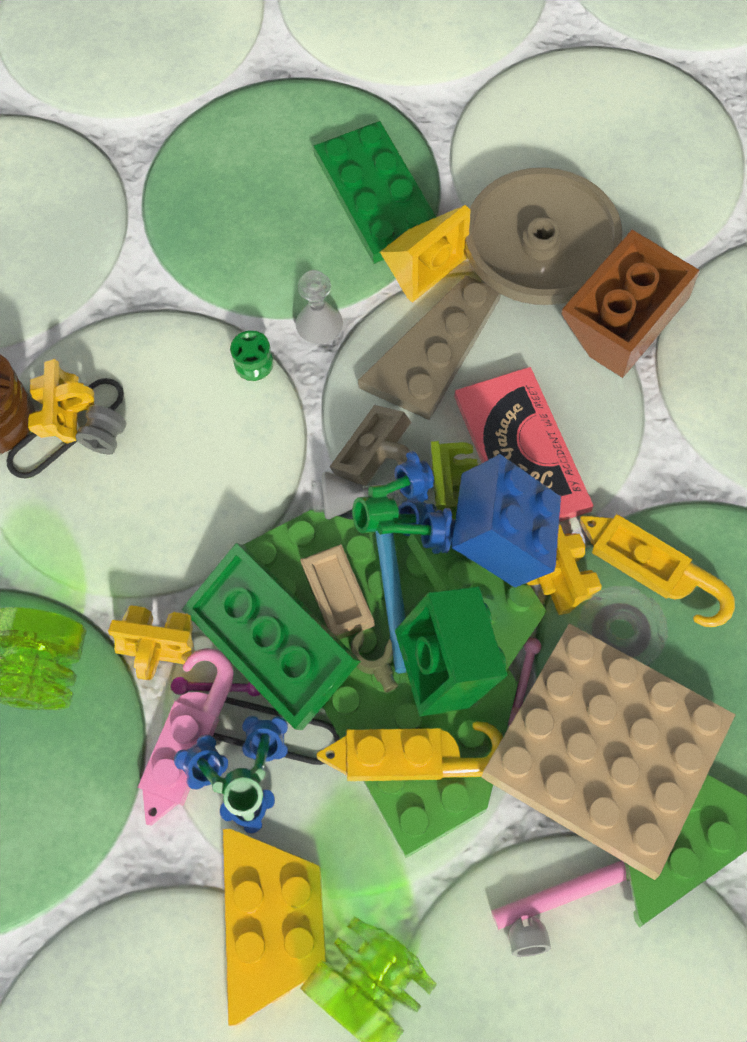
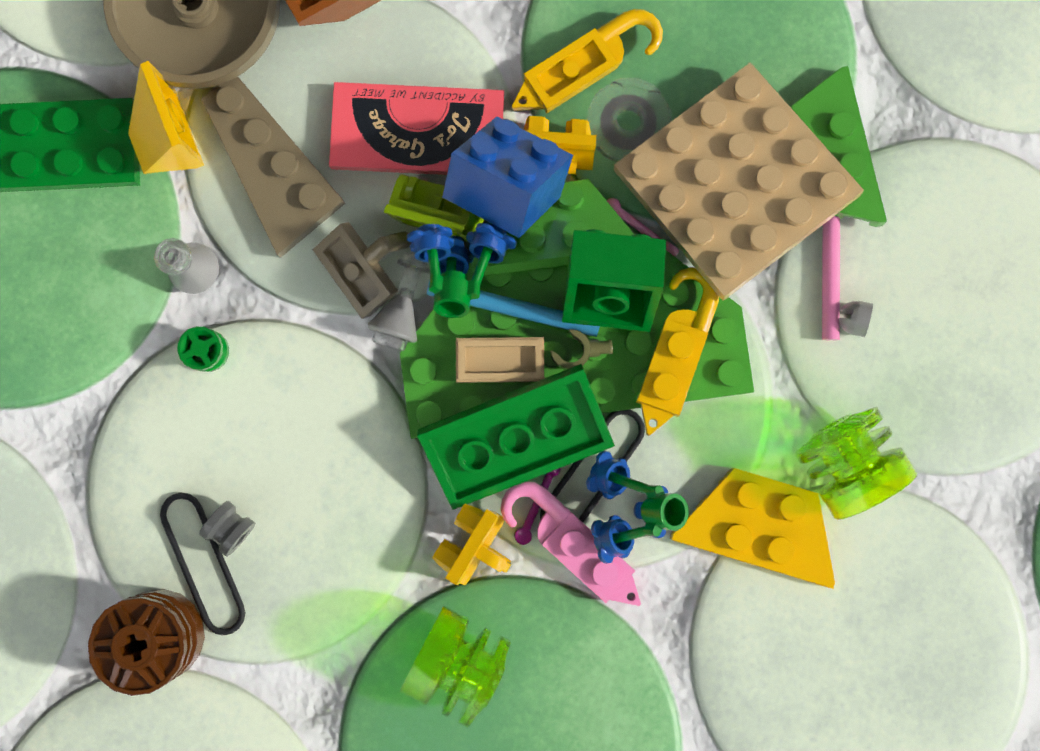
camera: 75 degrees left, 20 degrees up
(48, 390) = (179, 559): yellow hips -> none

